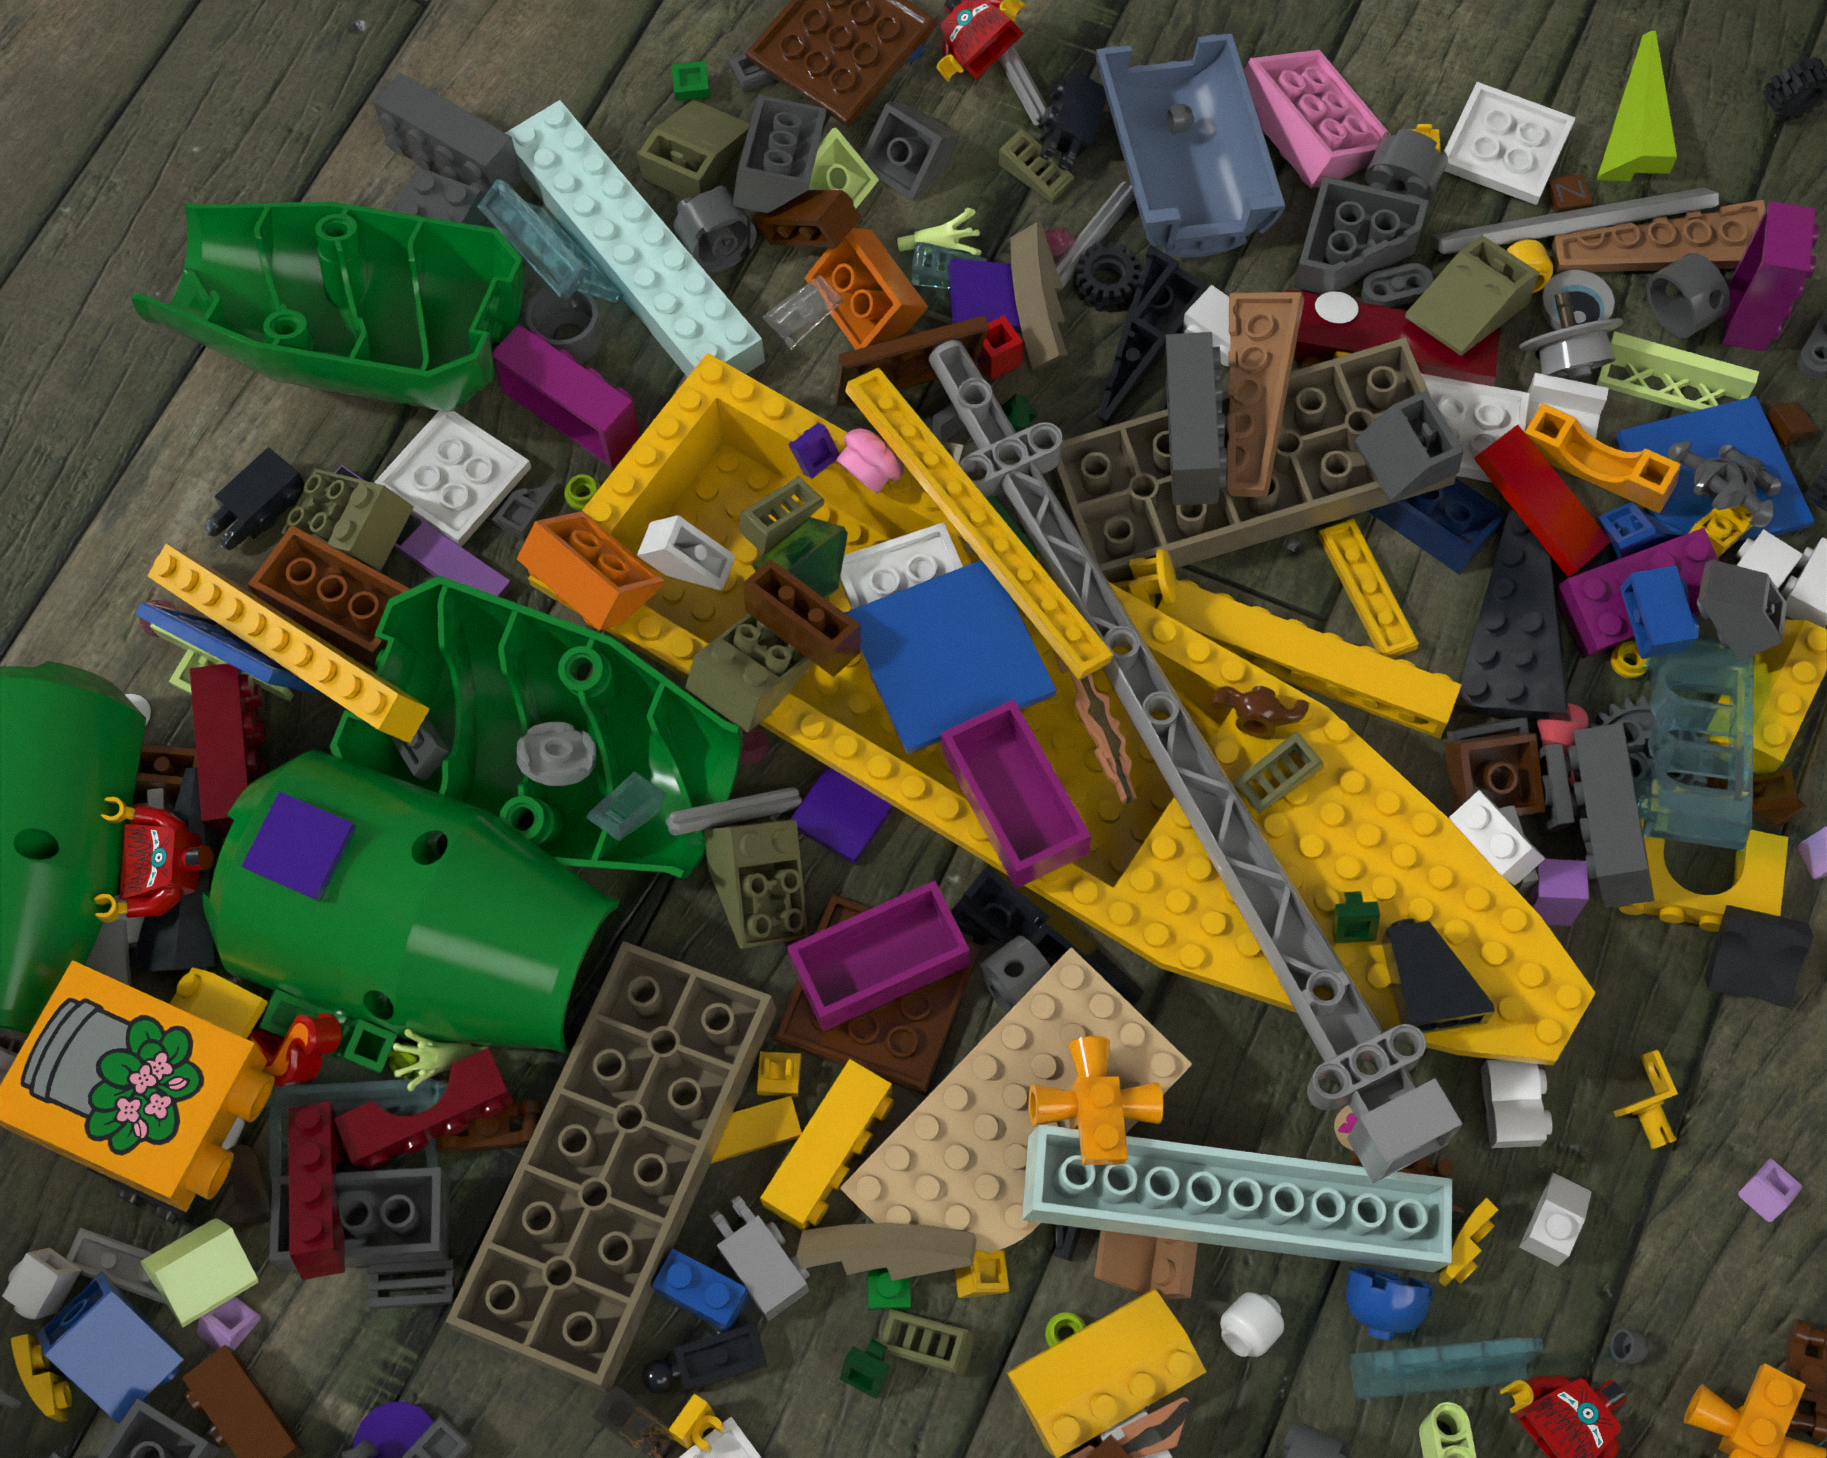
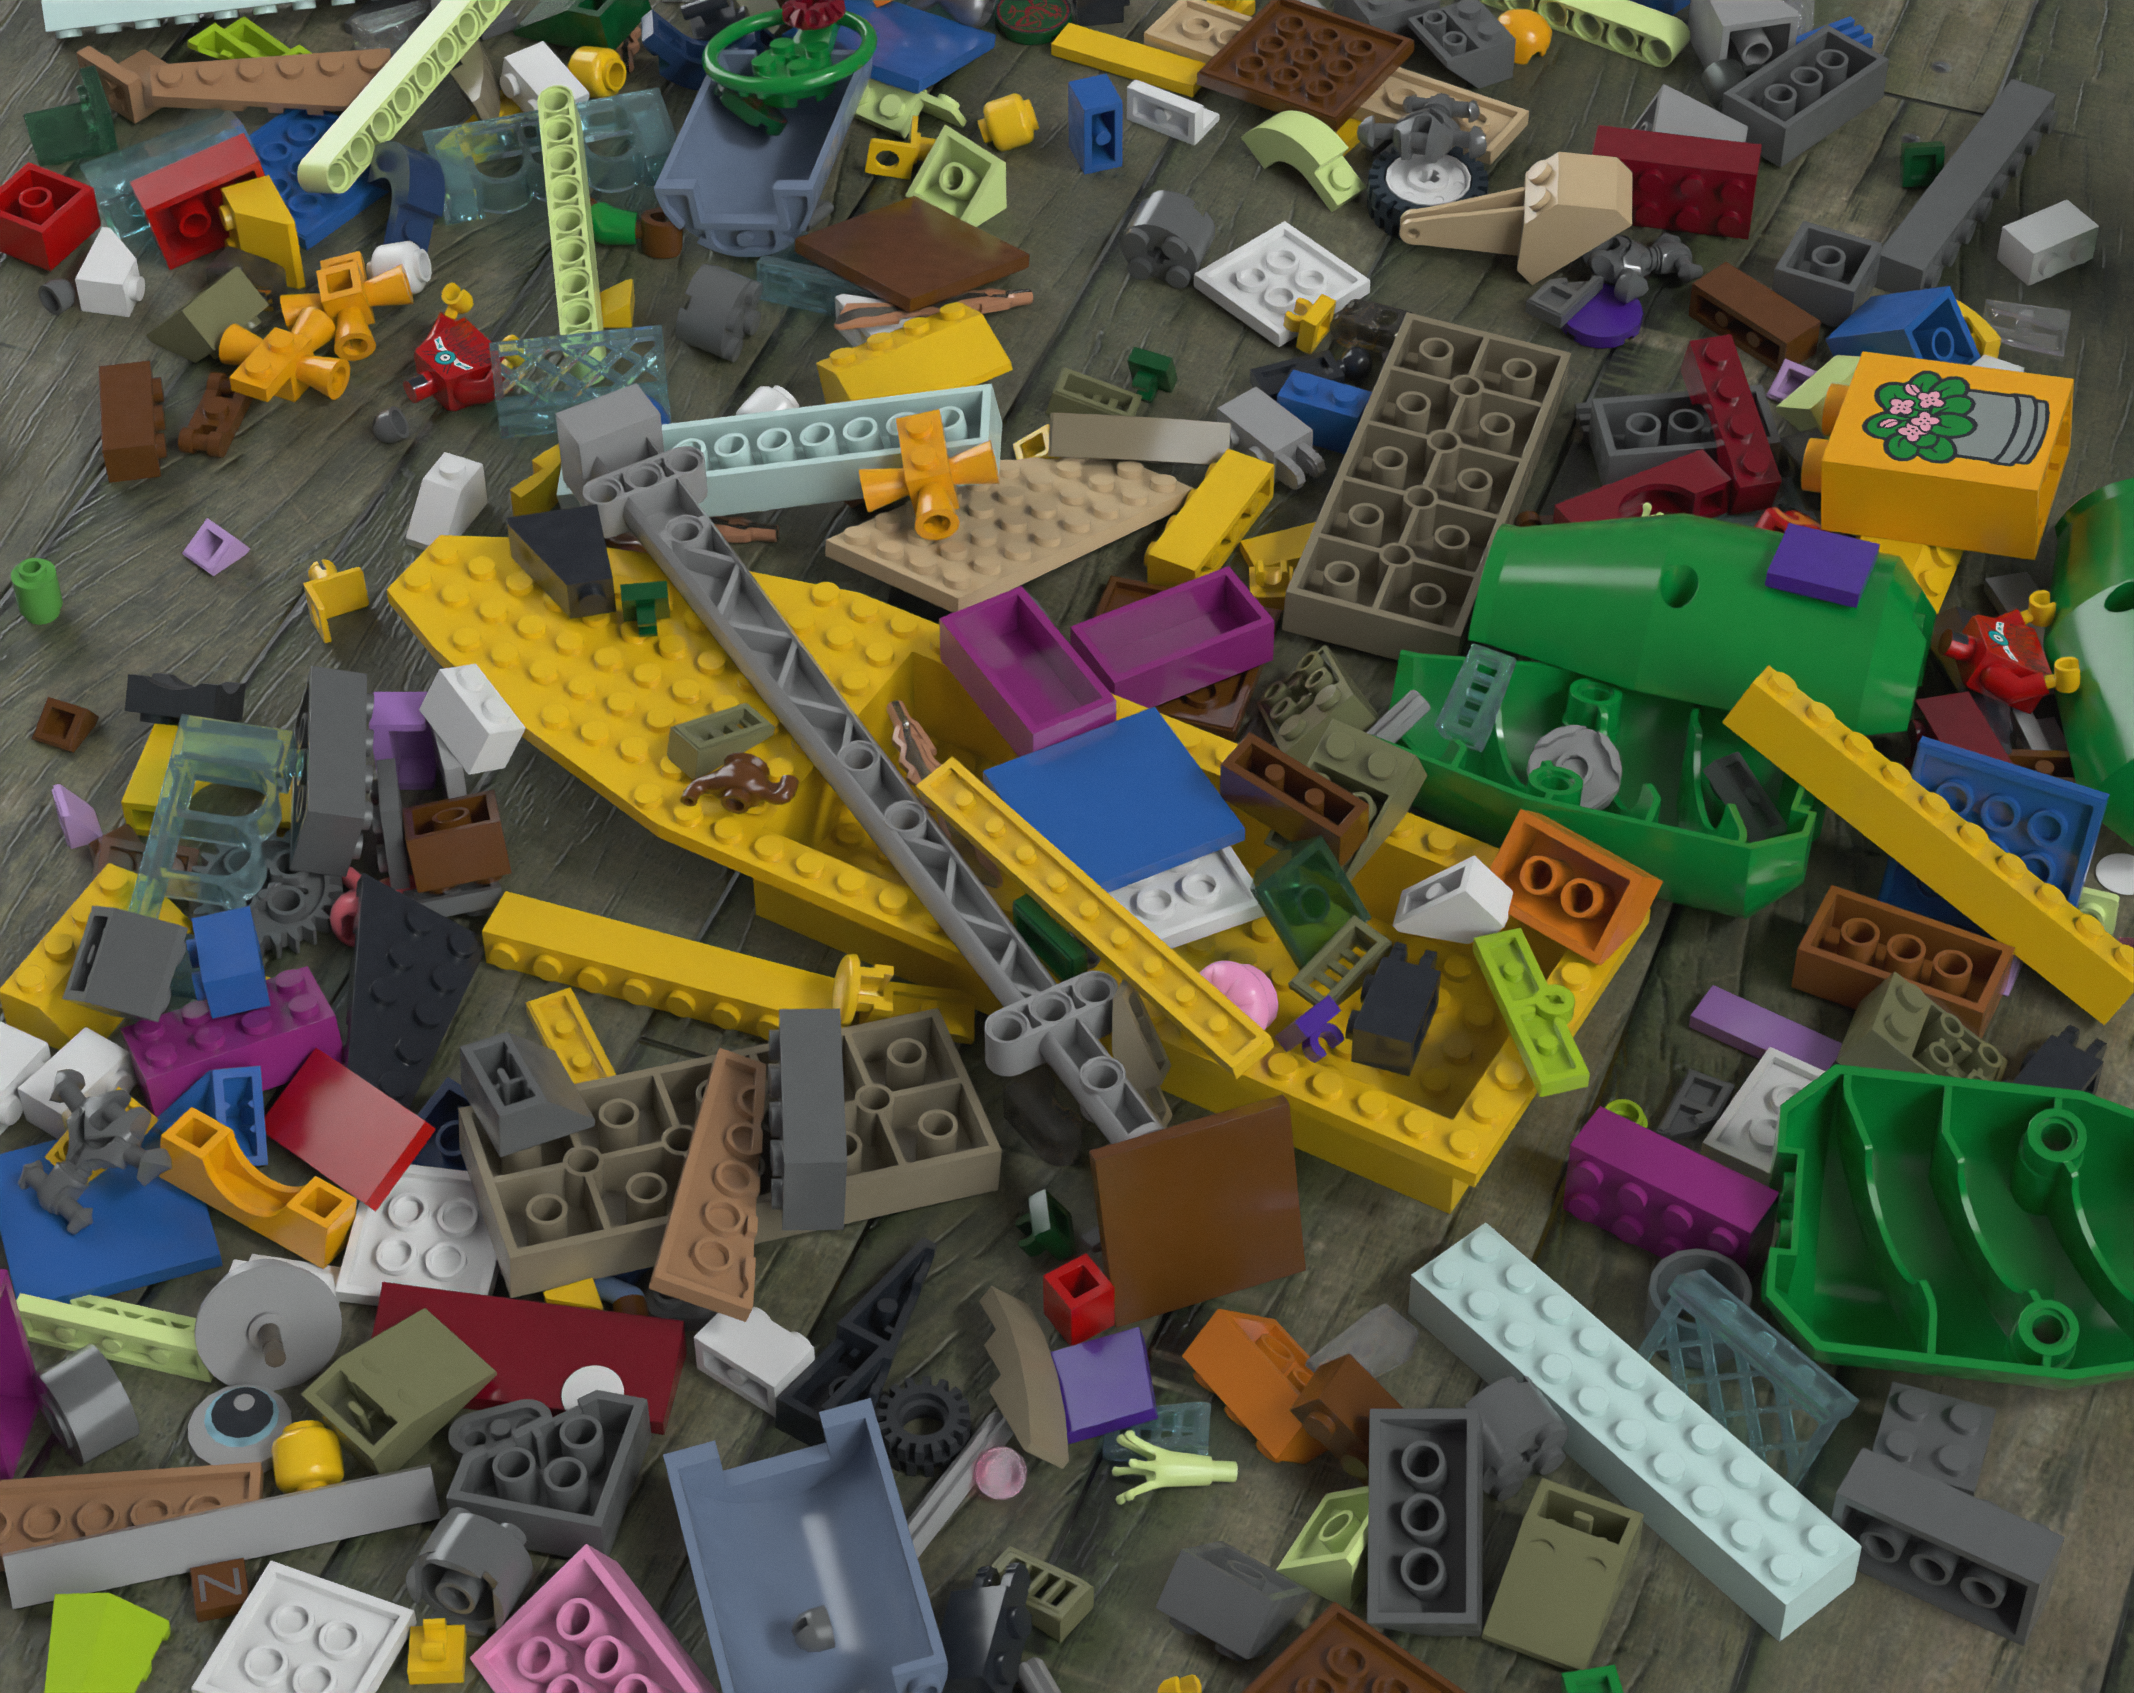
camera: 175 degrees right, 20 degrees down
(641, 457) = (1532, 1011): none -> lime hinge
(745, 460) = (1395, 1011): none -> black hinge

